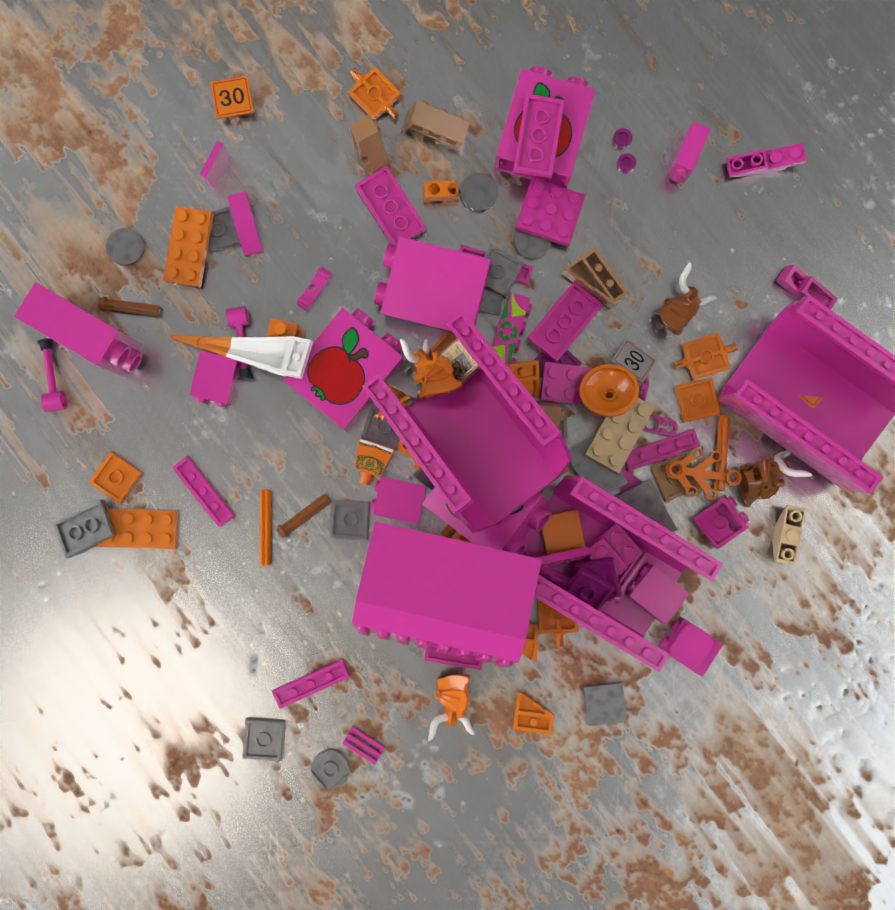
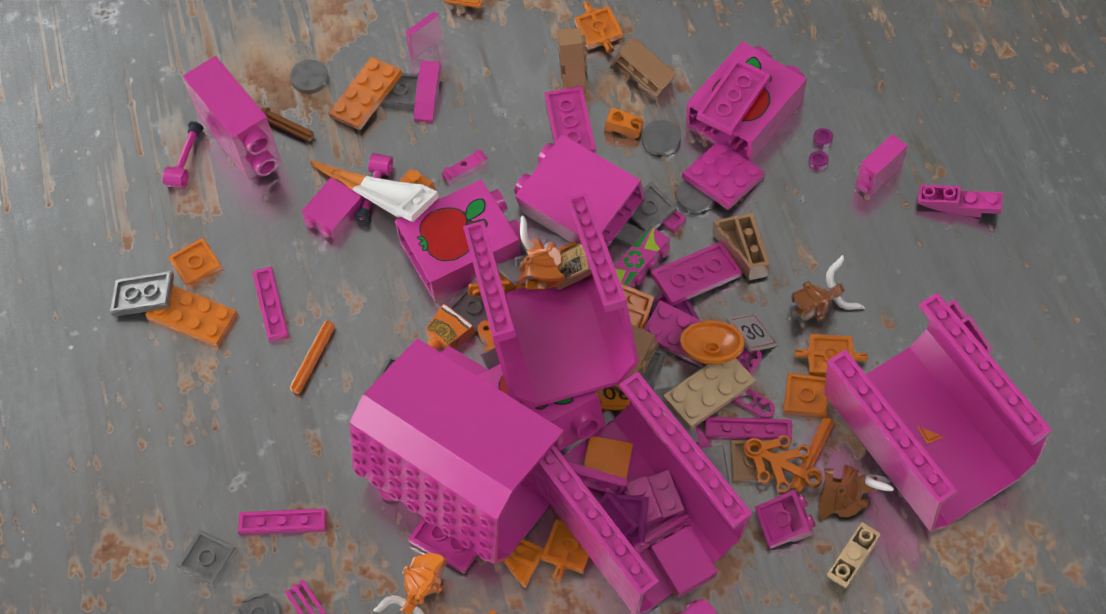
camera: 30 degrees right, 25 degrees down
(304, 515) = (355, 359): dark orange axle -> none

